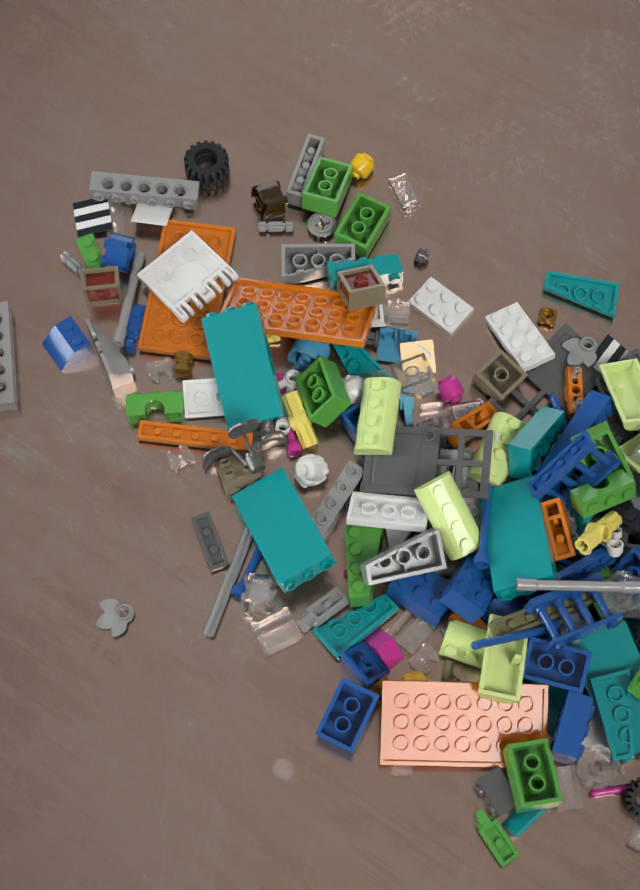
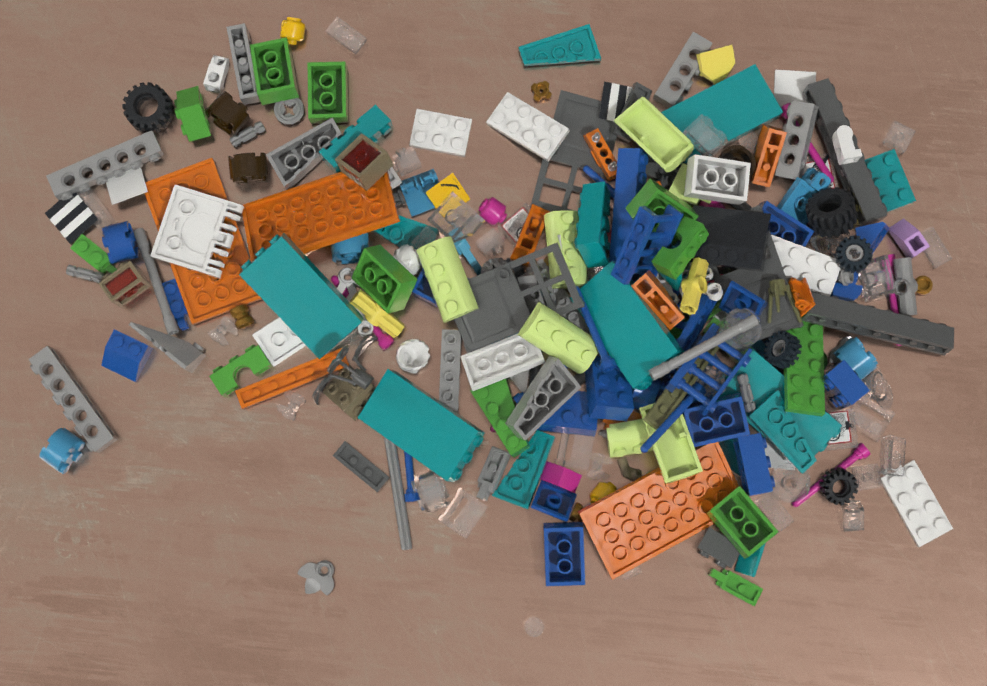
camera: 25 degrees left, 15 degrees up
(240, 181) = (192, 114): none -> bright green brick
(260, 249) = (248, 167): none -> dark brown brick
(278, 167) = (216, 74): none -> white leg
(421, 256) = (397, 92): dark grey plate -> none
(499, 376) = (530, 176): dark tan slope -> none
(578, 351) = (588, 114): light grey plate -> none
(598, 656) = (746, 392): none -> light grey axle

